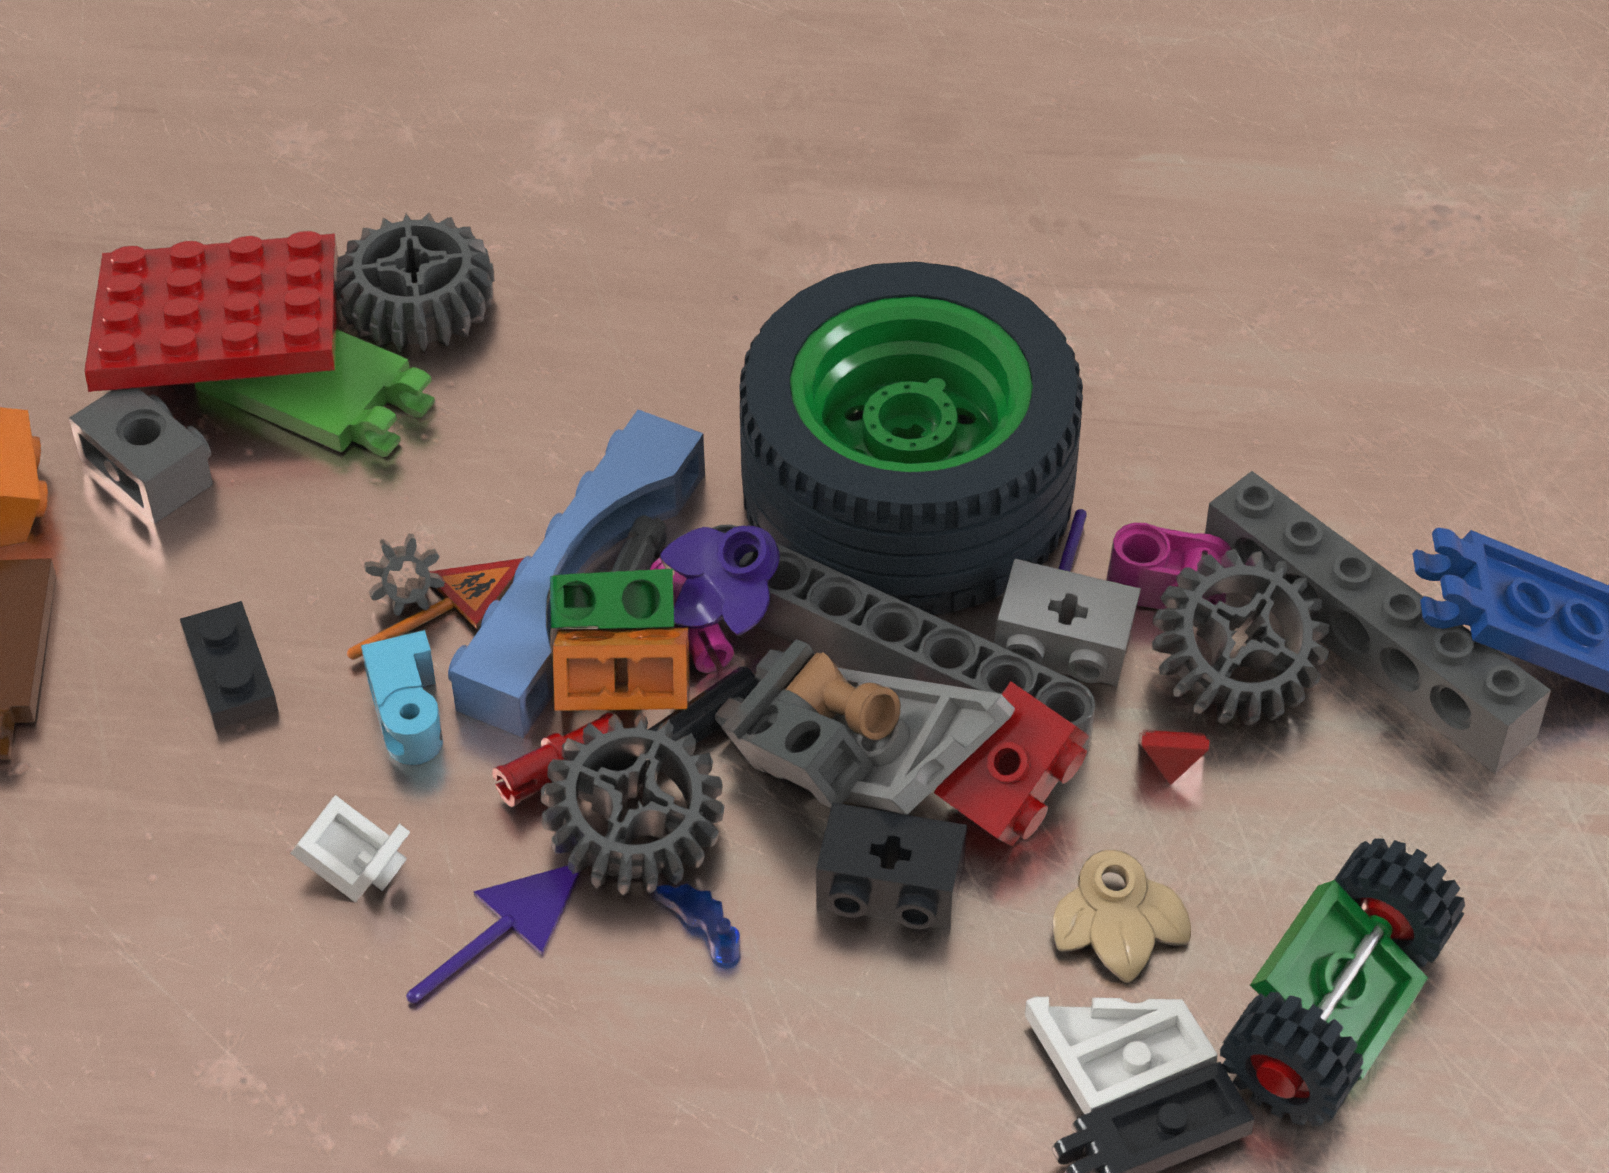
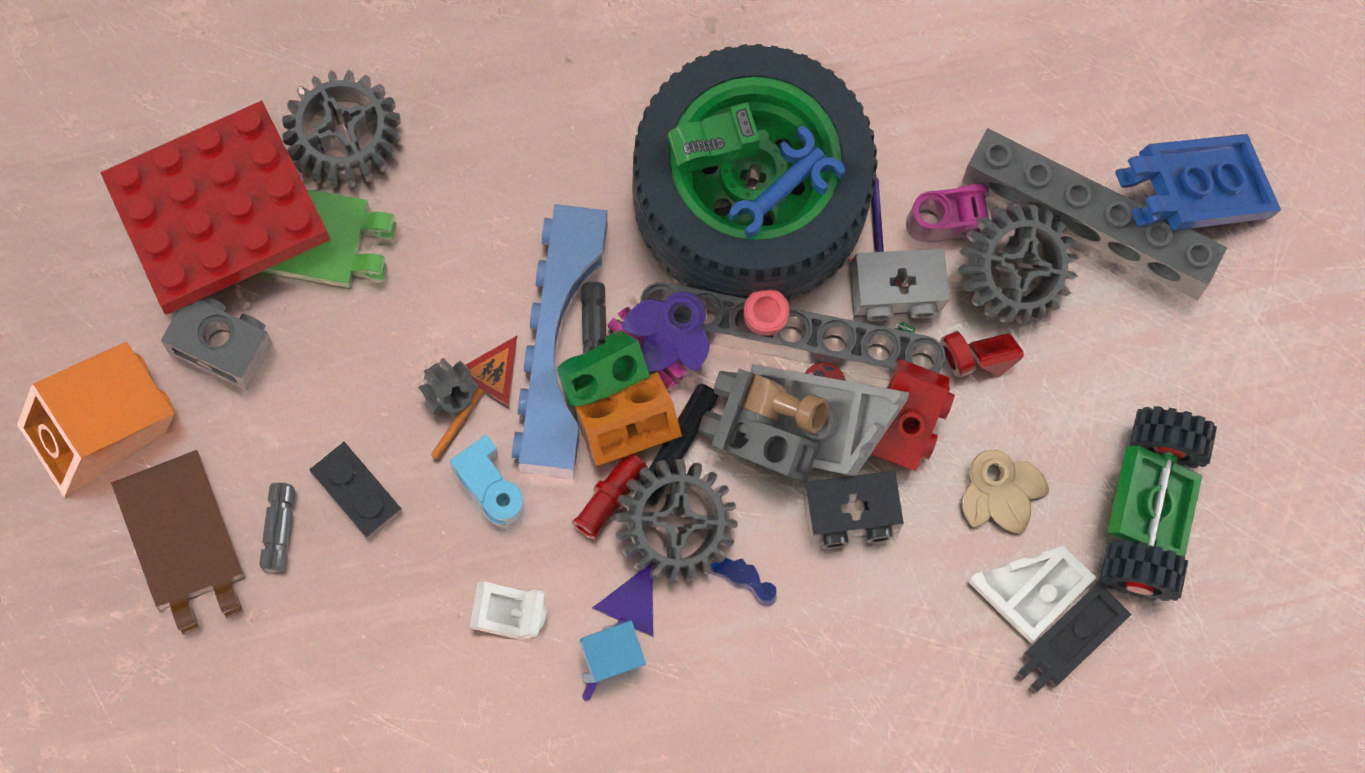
camera: 25 degrees left, 25 degrees up
(104, 674) = (277, 527): none -> dark grey axle
(464, 933) = (611, 651): none -> dark azure panel
(859, 336) = (715, 140): none -> green leg
(862, 590) = (766, 312): none -> coral tile
(966, 394) = (806, 162): none -> blue bar
(1116, 729) = (958, 354): none -> red tile

